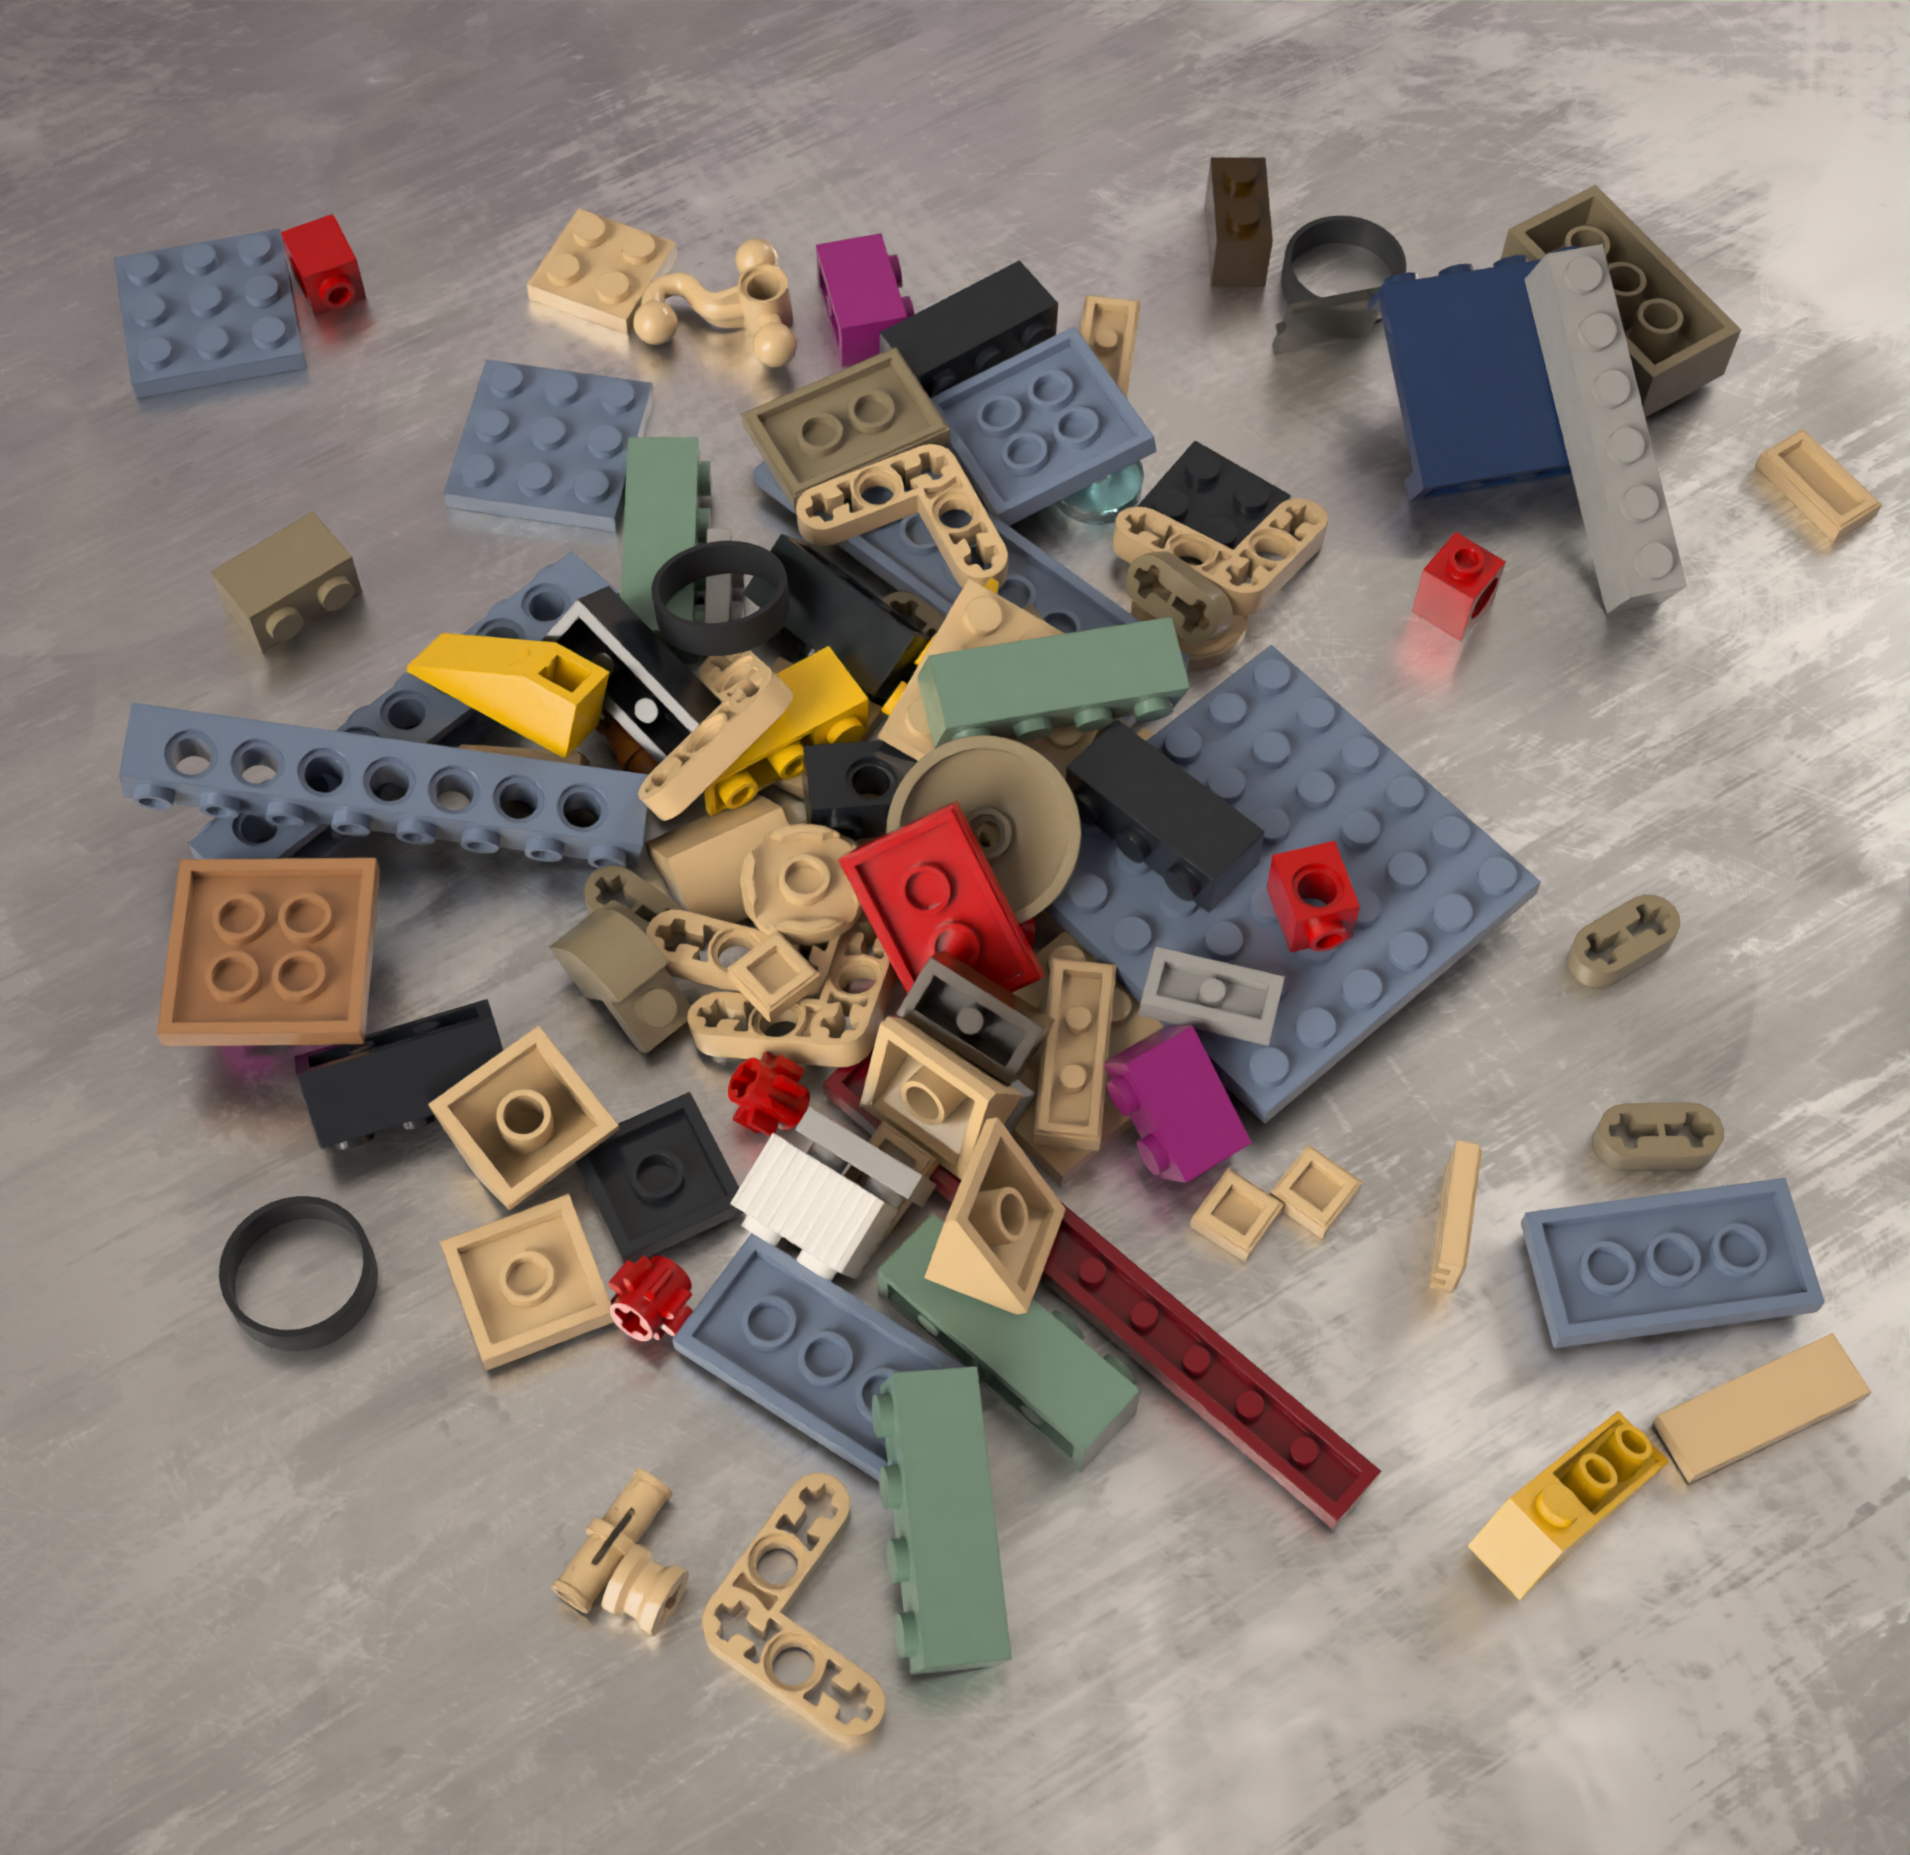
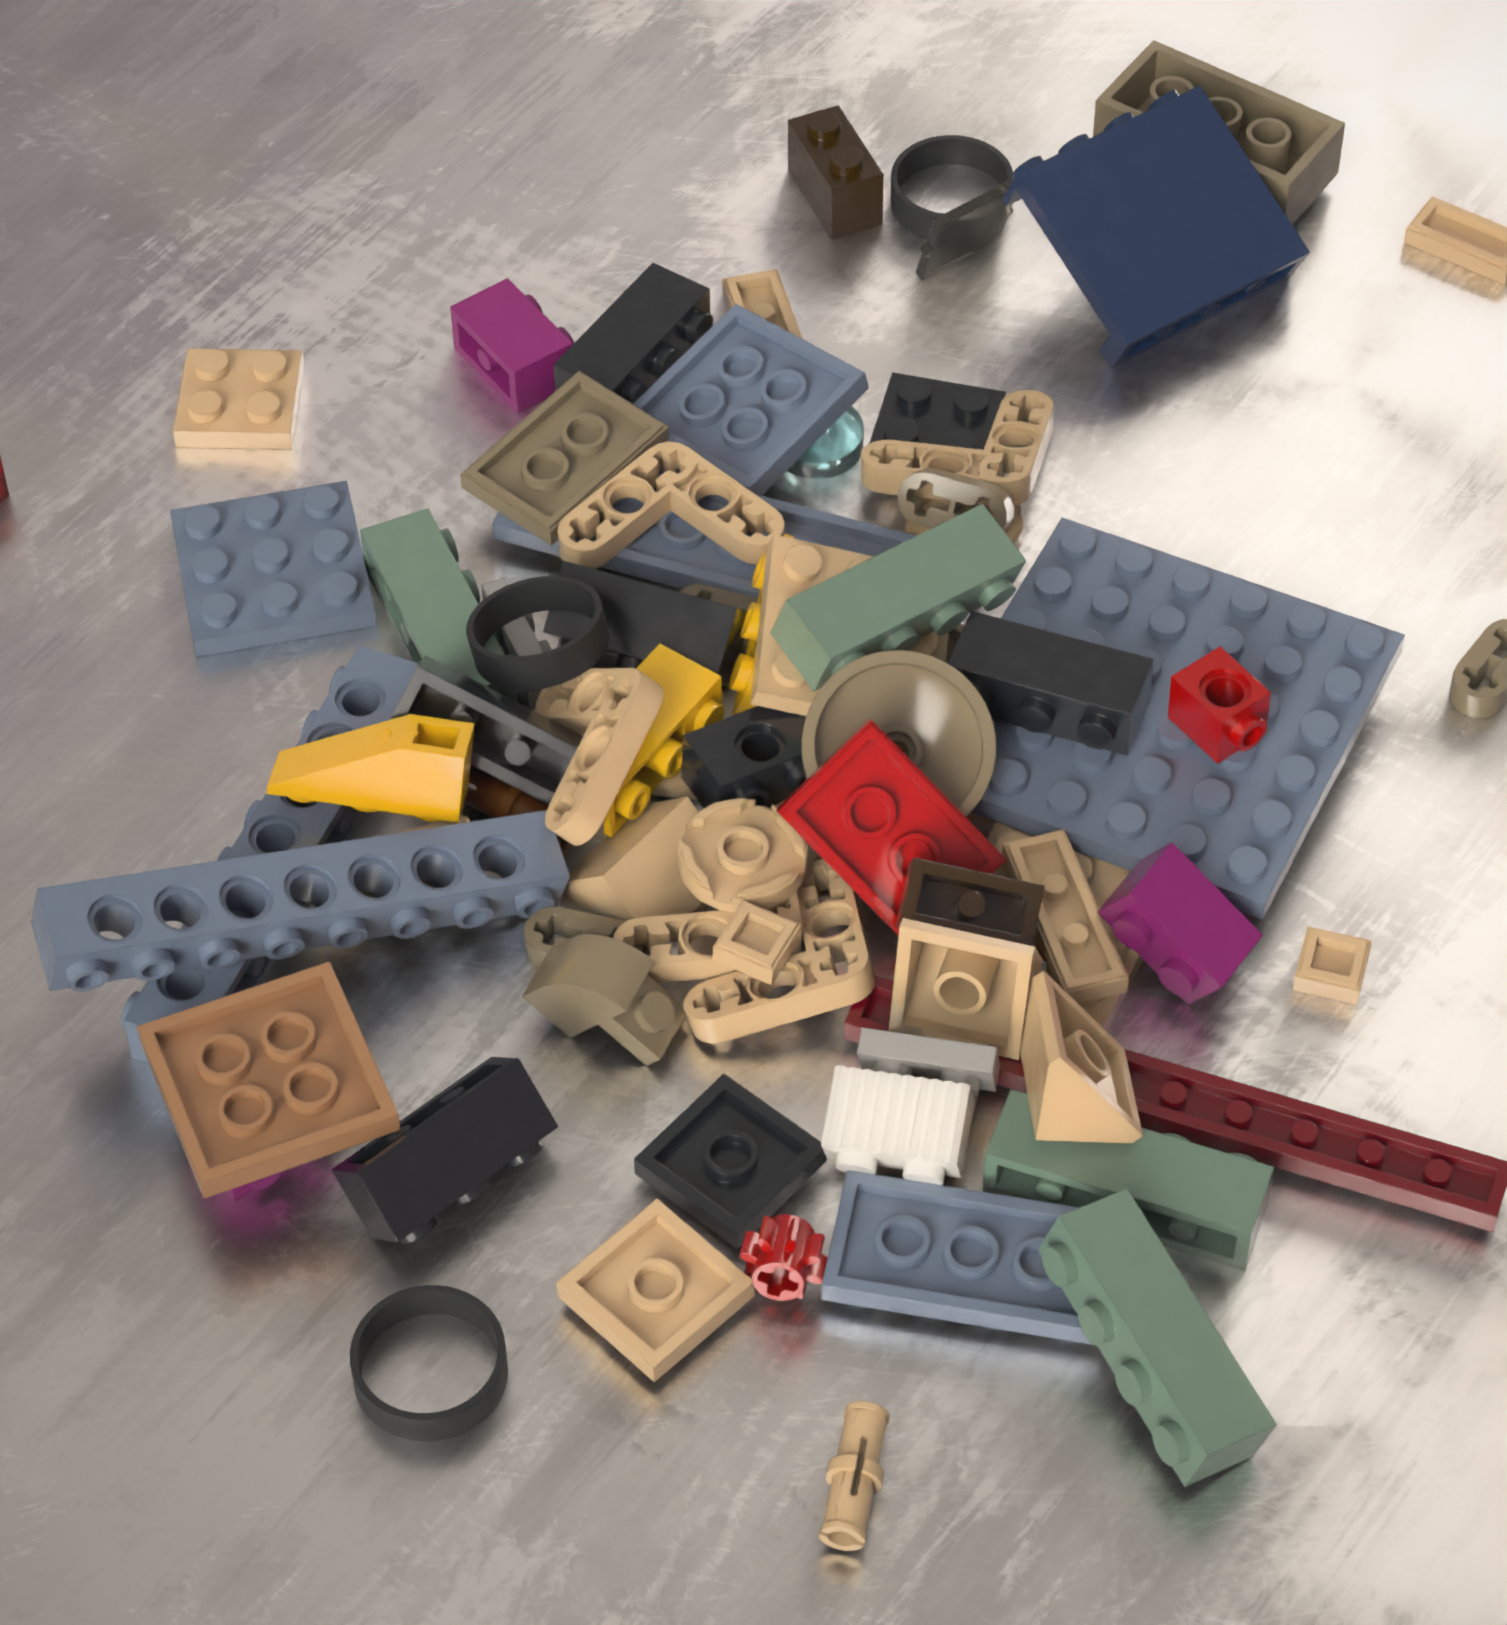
camera: 20 degrees left, 10 degrees down
(287, 581) = (82, 767): dark tan brick -> none
(523, 1118) = (584, 1146): tan slope -> none
(645, 1589) = (909, 1502): tan wheel -> none
(757, 303) = (412, 383): tan piece -> none
(768, 1094) = (799, 1049): red gear -> none
(770, 1604) = (1026, 1483): tan beam -> none
(1211, 996) = (1182, 813): light grey plate -> none
(1236, 1215) = (1273, 1009): tan tile -> none
(1455, 1216) = (1468, 938): tan tile -> none
(1458, 586) = (1199, 419): red brick -> none
(1604, 429) = (1272, 240): light grey brick -> none

